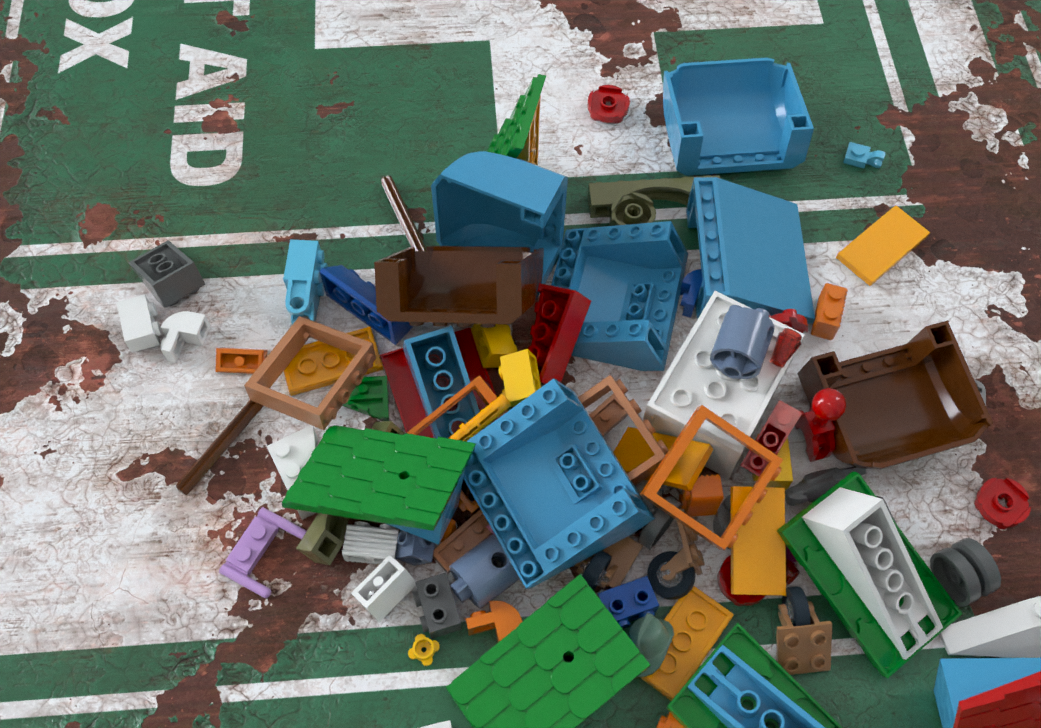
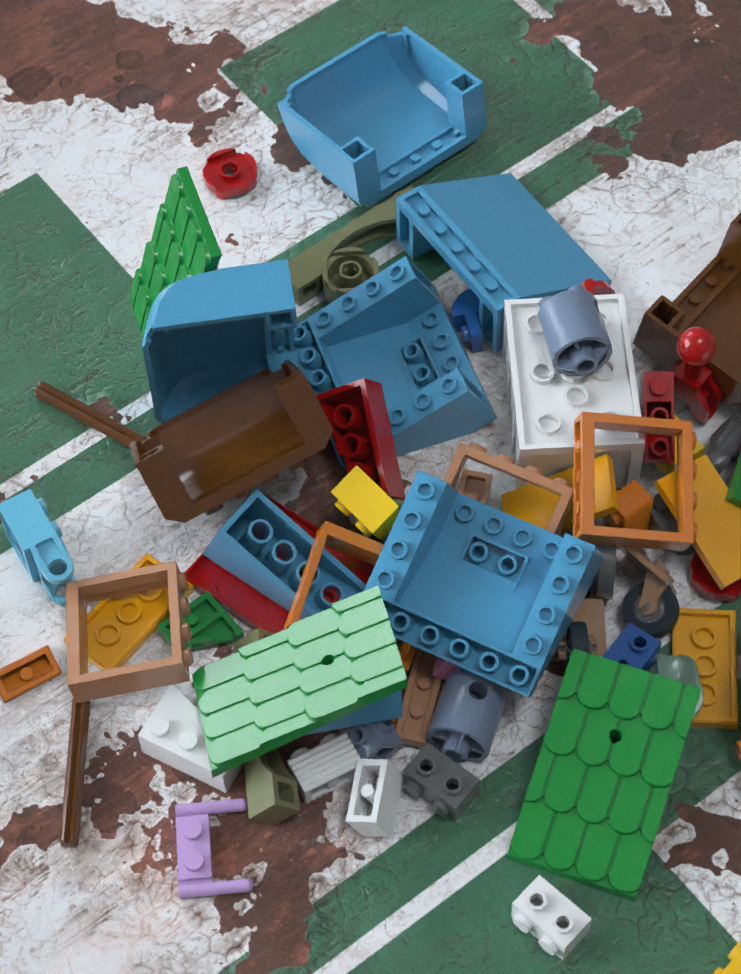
camera: 30 degrees left, 5 degrees down
(359, 299) = (123, 531): blue slope -> none
(420, 642) = (460, 825): yellow plate -> none
(482, 419) = (360, 562): light orange pin -> none
(493, 343) = (301, 492): yellow brick -> none
(502, 618) = (510, 753): orange brick -> none
(786, 345) = (615, 314): clear red cone -> none
(829, 311) = (620, 263): orange brick -> none
(860, 155) = (538, 90): medium azure plate -> none
(882, 245) = (624, 169): light orange tile -> none

